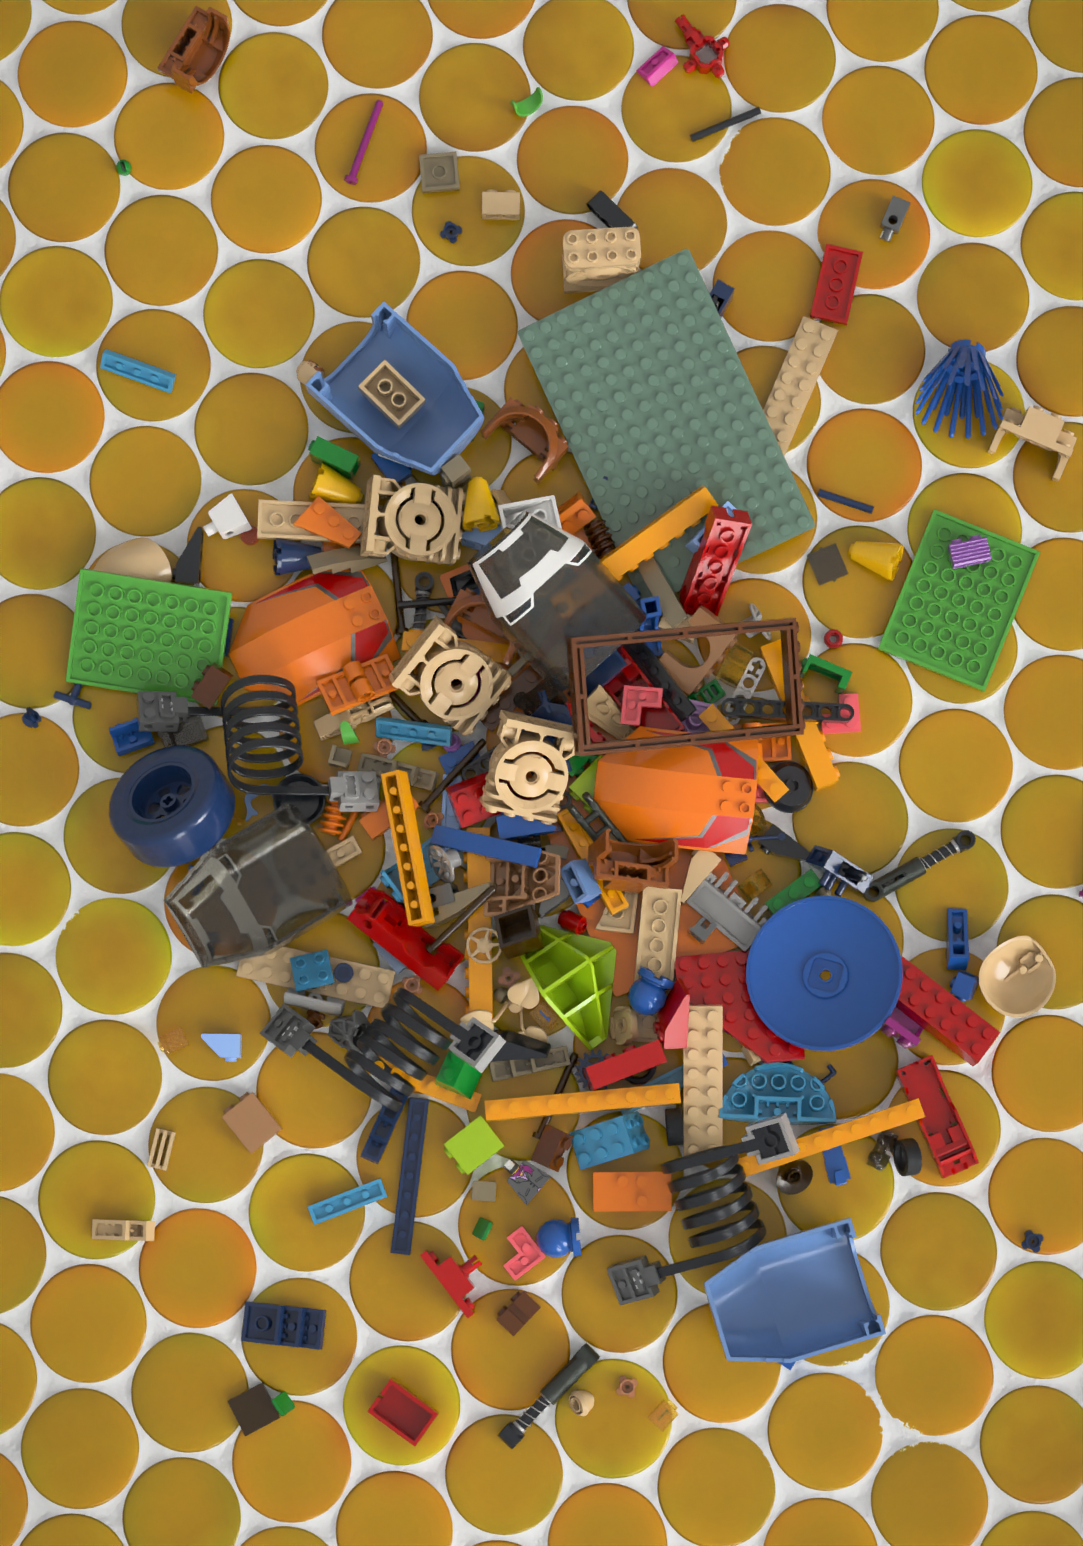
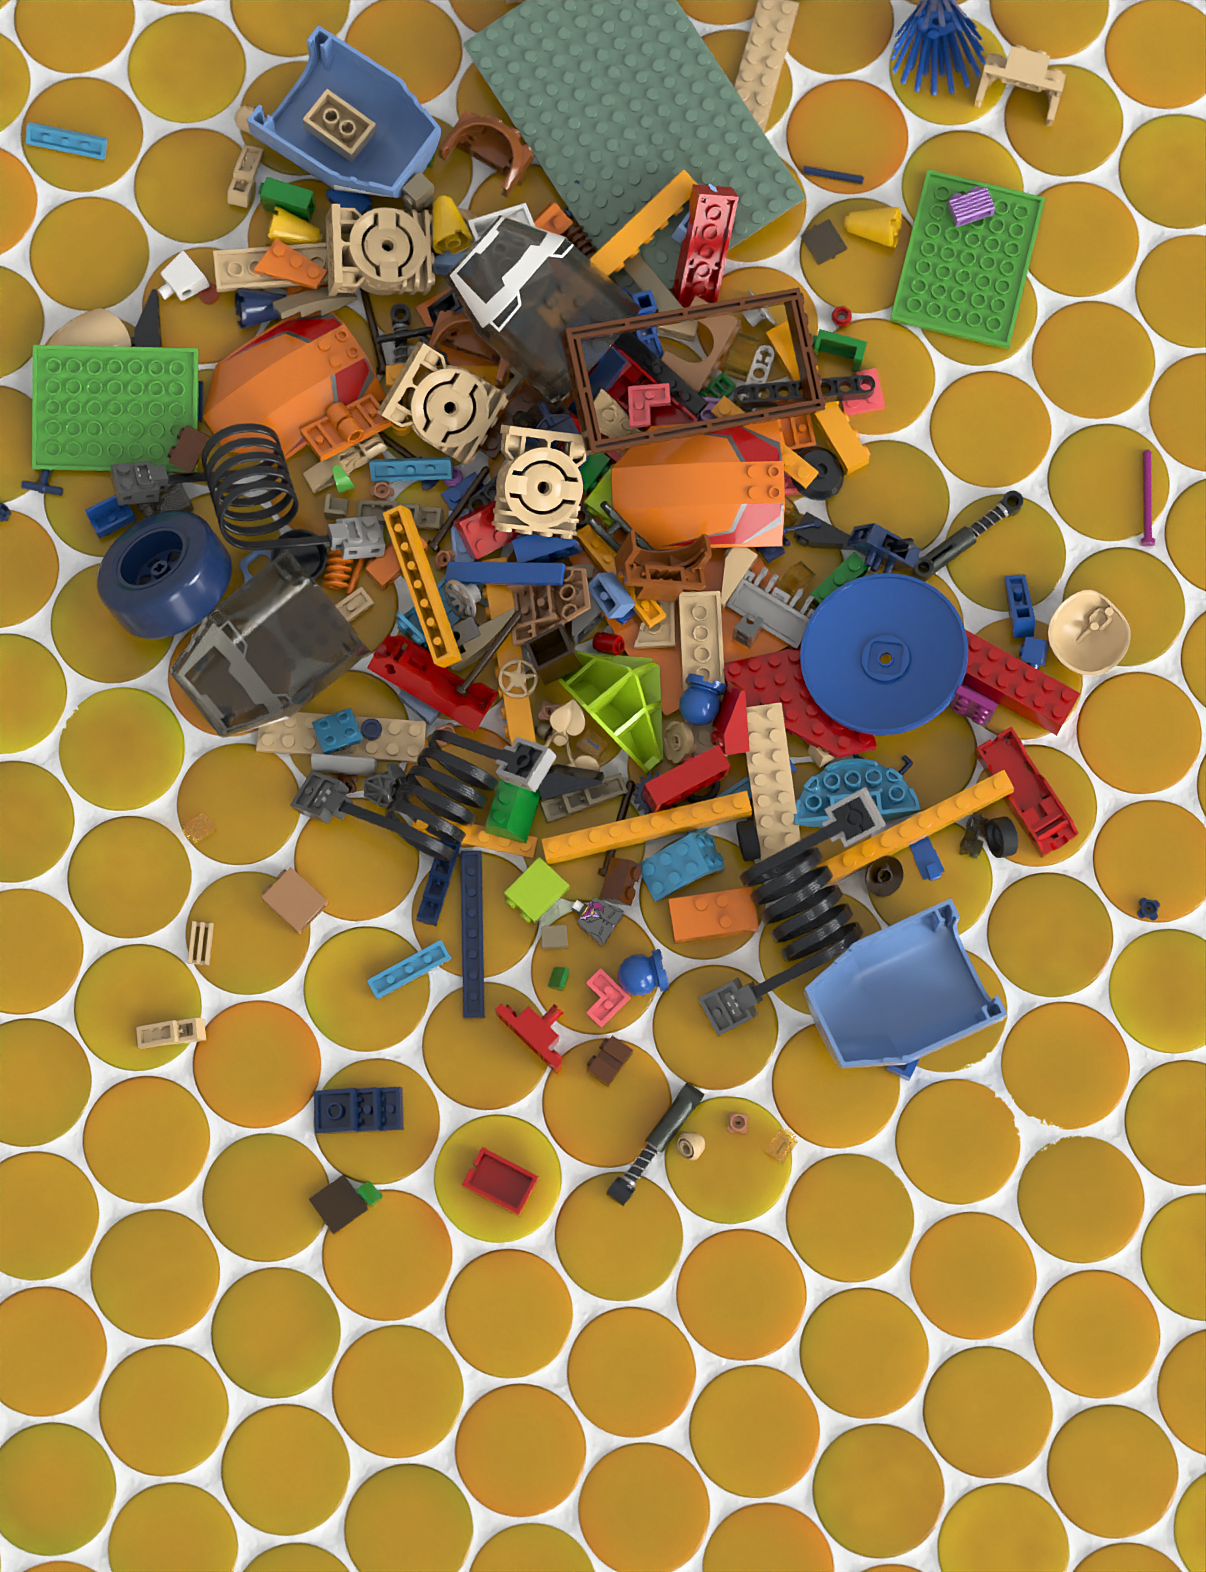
camera: 10 degrees left, 5 degrees down
(225, 1045) = (254, 823): light blue slope -> none
(298, 427) = (244, 176): none -> tan slope

